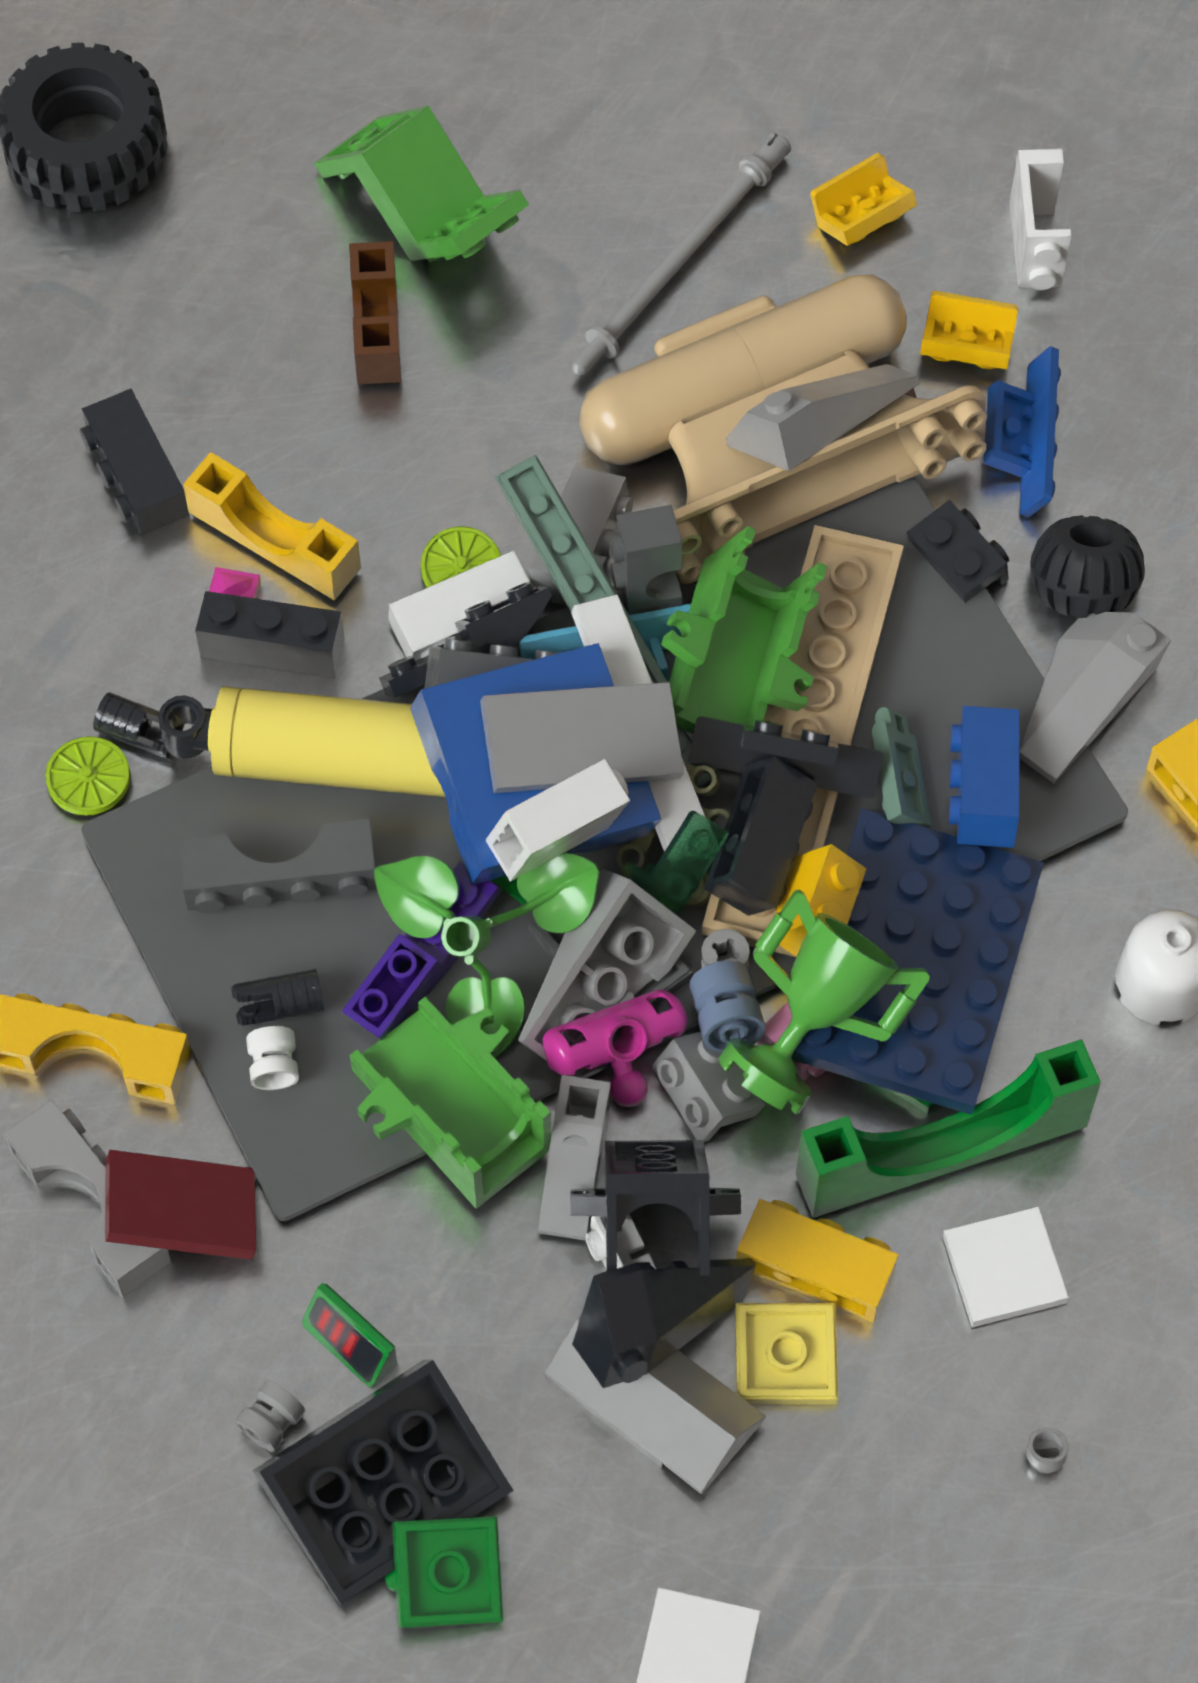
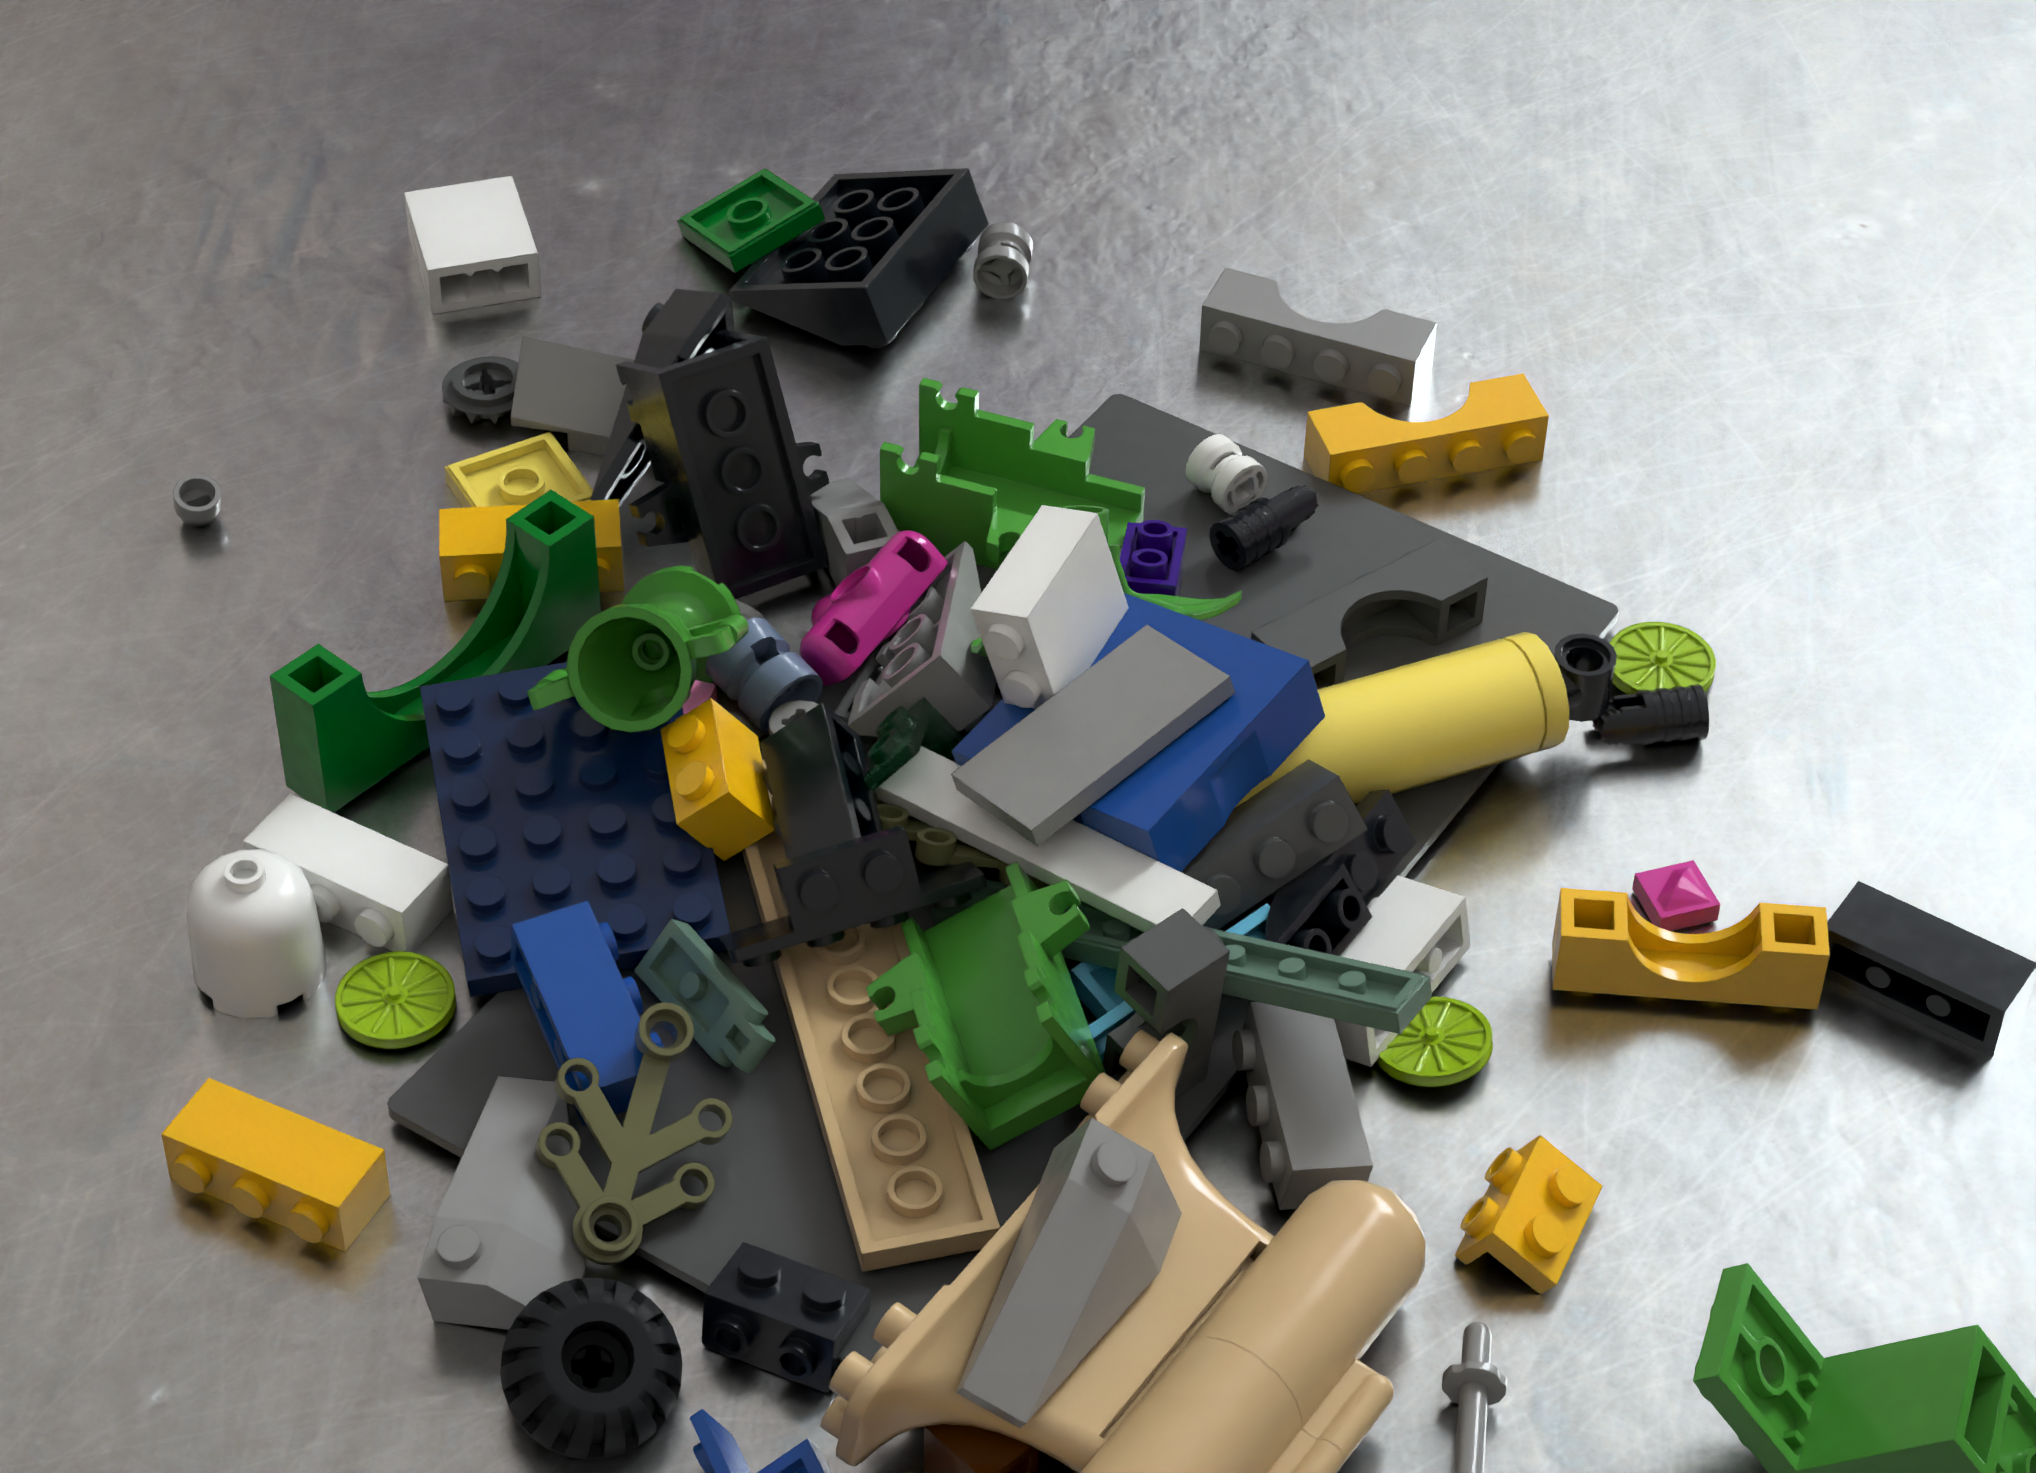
camera: 150 degrees right, 20 degrees down
(180, 1204) = (1216, 339): dark red tile -> none
(270, 634) = (1583, 847): black brick -> none
(349, 1336) = (974, 343): slope -> none
(375, 312) = (1761, 1219): reddish brown arch -> none
(496, 426) = (1530, 1213): none -> yellow bracket
(782, 1470) = (464, 388): none -> dark grey gear
(1005, 1267) = (323, 613): white tile -> none
(1034, 644) = (630, 1146): none -> olive plant
(1082, 1001) = (358, 875): none -> white brick
(1086, 904) = (395, 1000): none -> lime wheel

